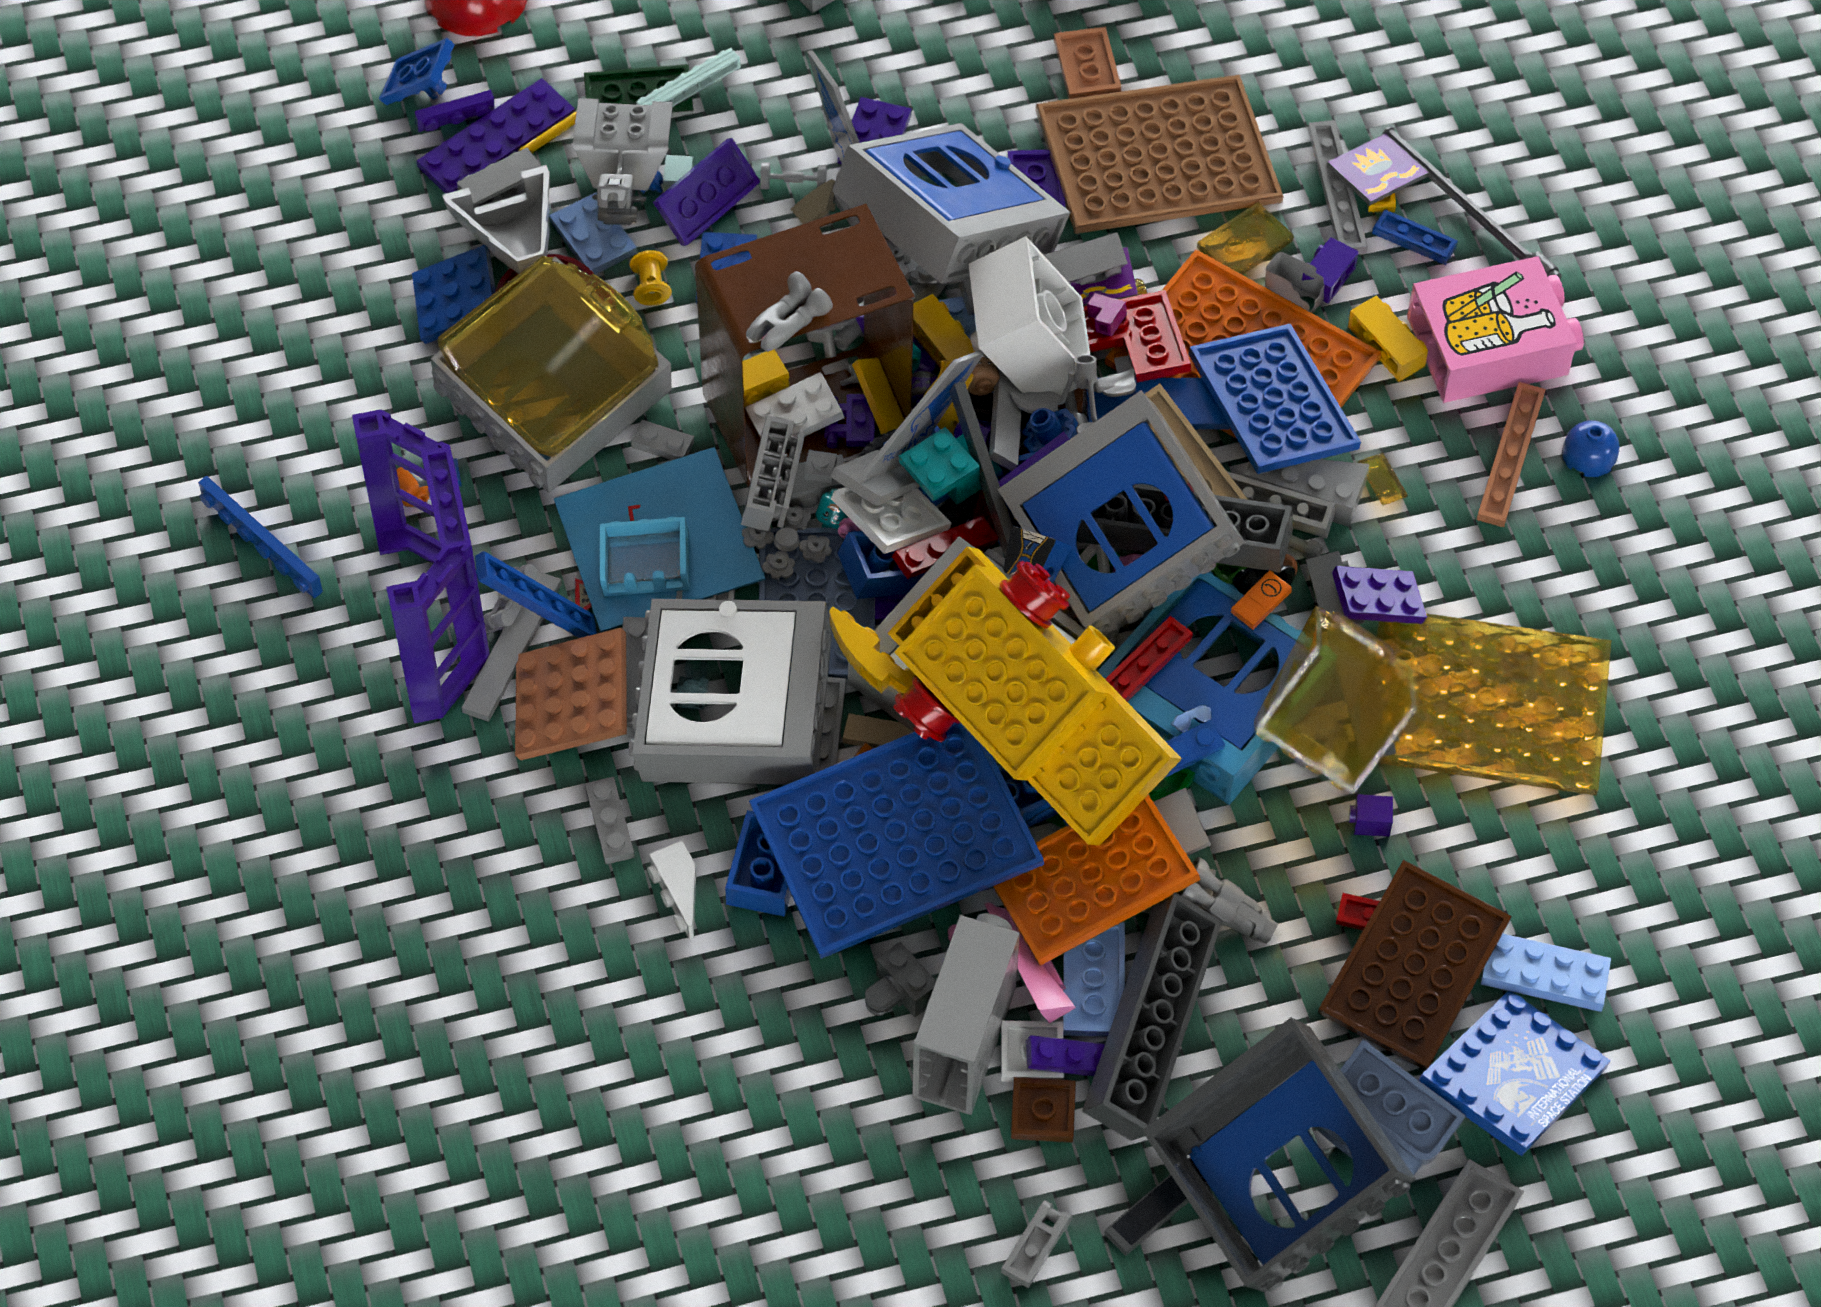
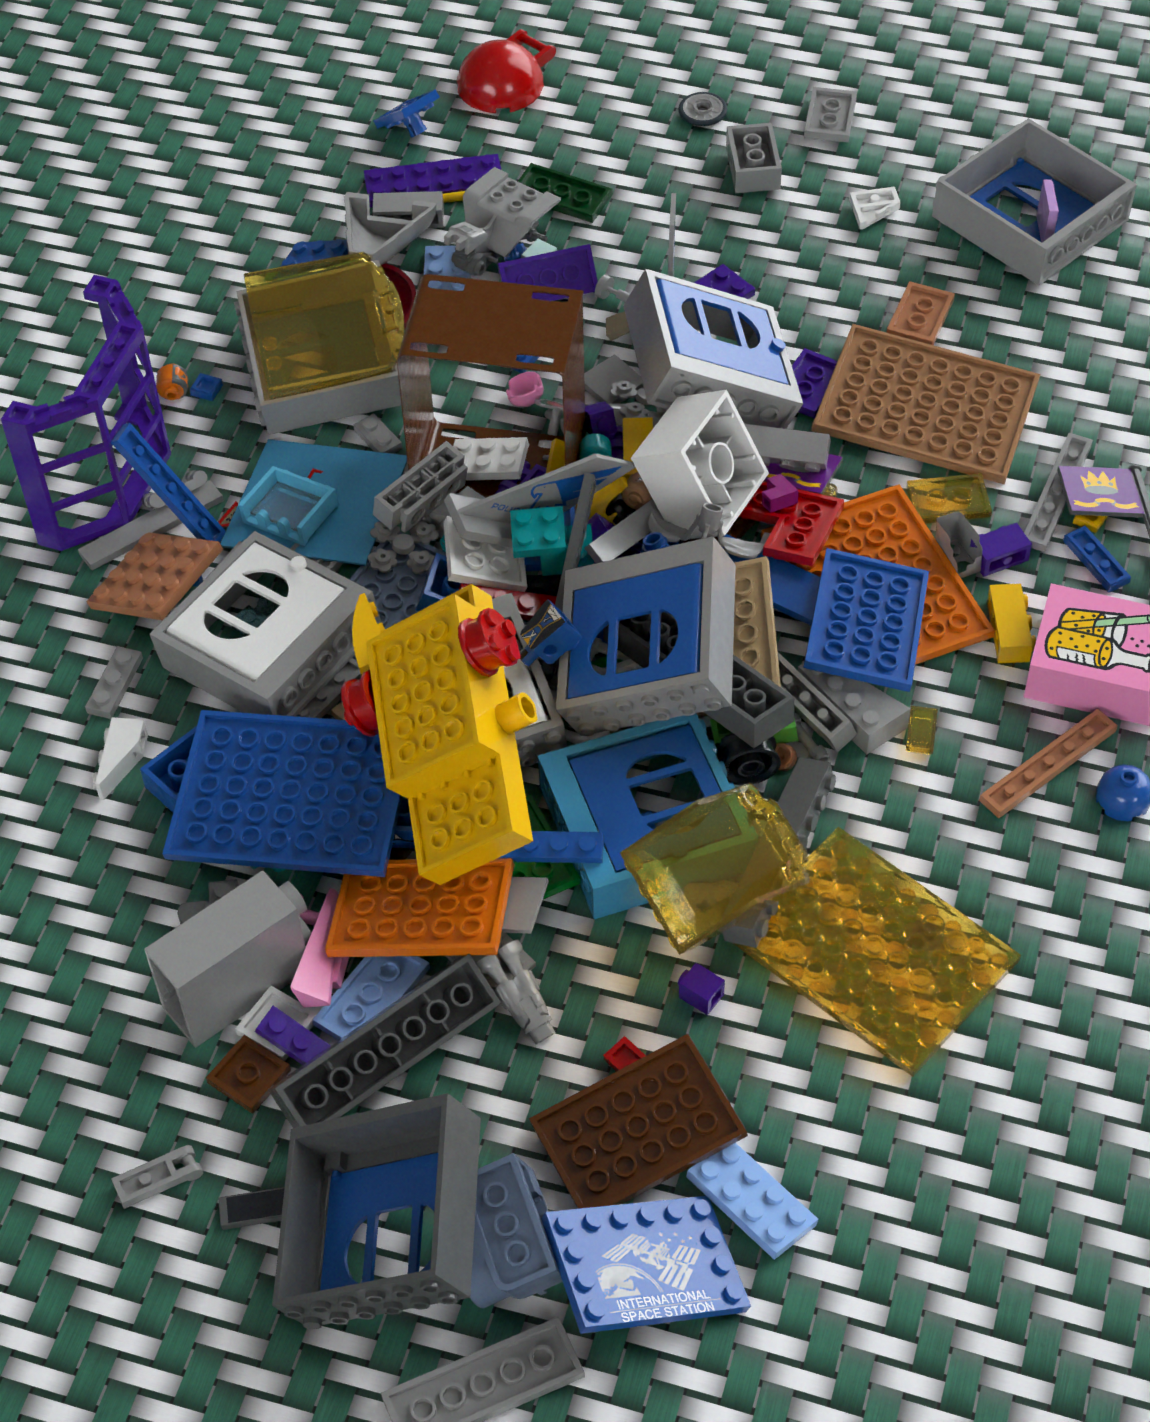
camera: 35 degrees right, 5 degrees down
(265, 543) = (39, 359): blue plate -> none
(454, 111) = (415, 148): dark purple plate -> none
(695, 80) = (601, 200): light aqua piece -> none
(763, 376) = (478, 421): yellow brick -> none
(771, 321) = (448, 340): light grey piece -> none
(1149, 658) = (584, 763): red plate -> none
(1183, 721) = (602, 824): light blue piece -> none
(1261, 600) = (723, 762): orange tile -> none
(1379, 594) = (837, 813): plate -> none

